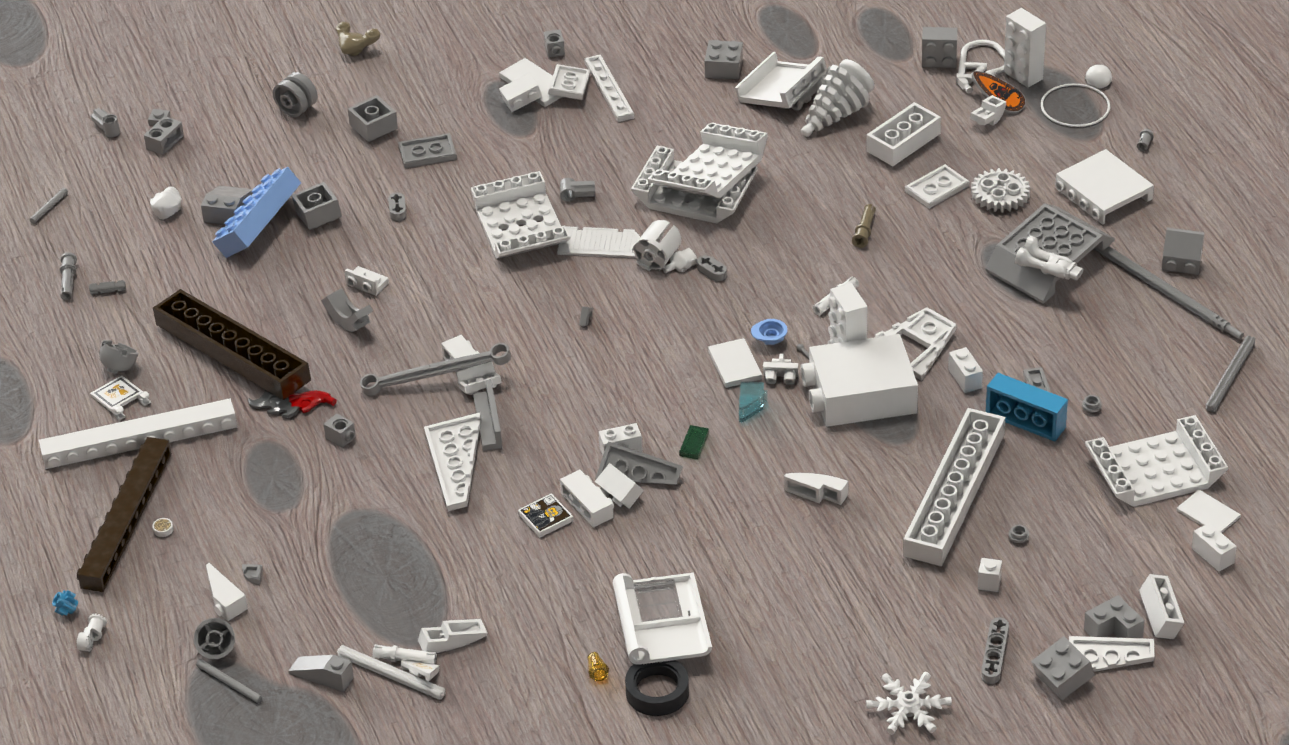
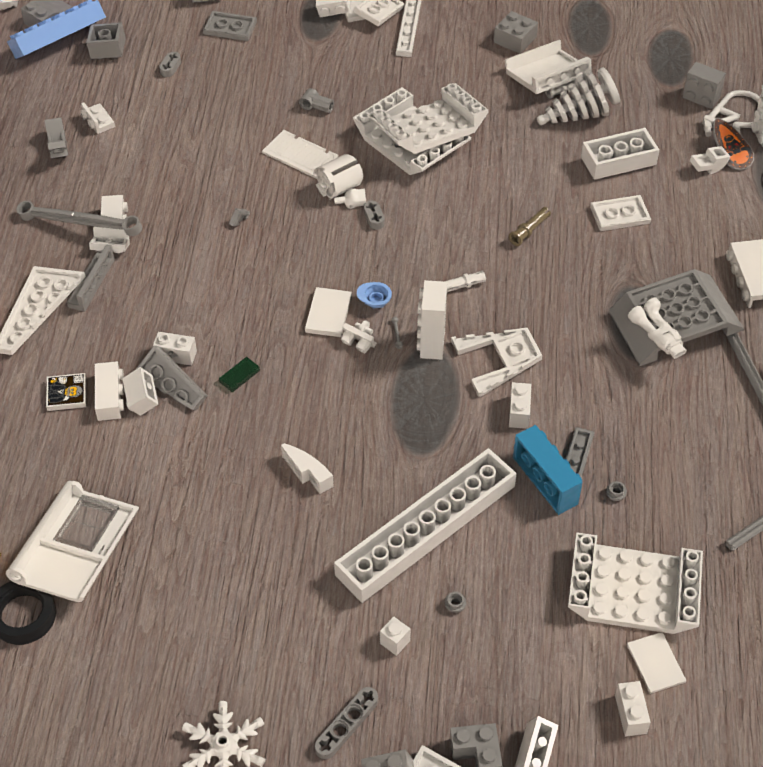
camera: 25 degrees right, 10 degrees up
(516, 203) = (252, 95): white slope -> none
(751, 399) = (312, 354): clear light blue slope -> none
(860, 380) = (415, 377): white brick -> none
(1000, 190) = (672, 238): white gear -> none

